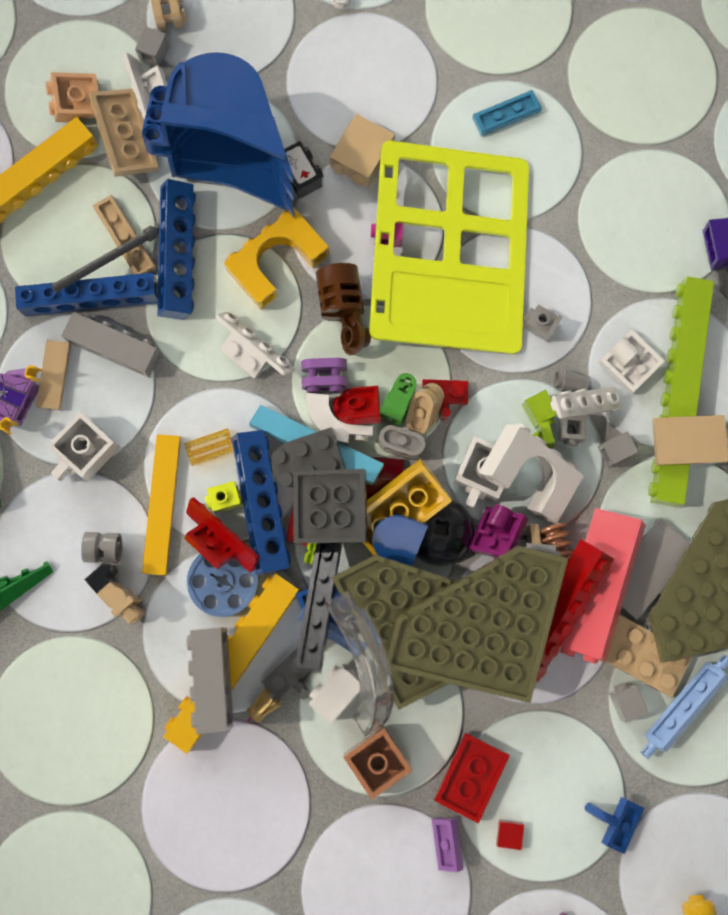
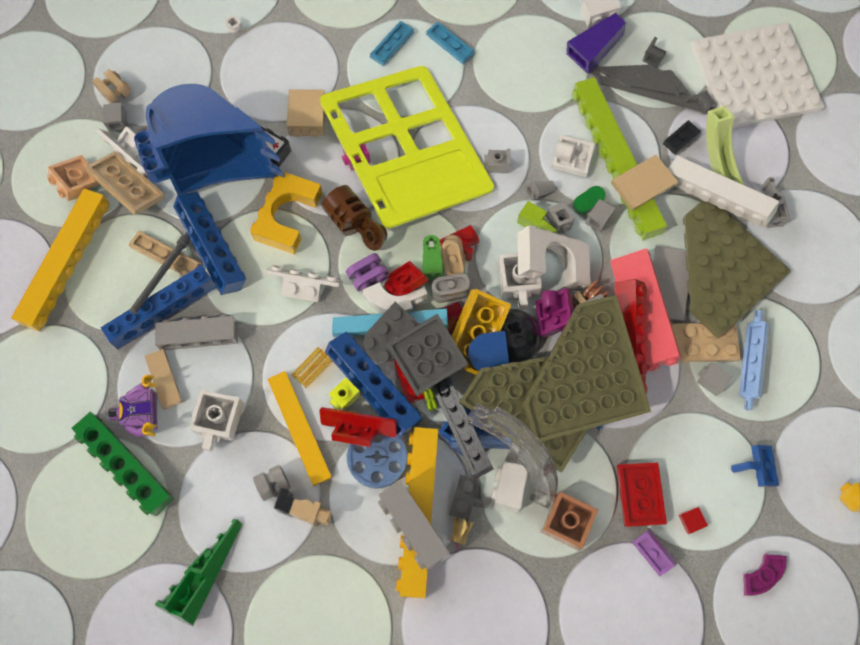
camera: 30 degrees left, 10 degrees down
(574, 147) = (450, 42): none -> dark azure tile
(585, 402) = (559, 194): white bracket -> none
(618, 423) = (587, 200): none -> green tile

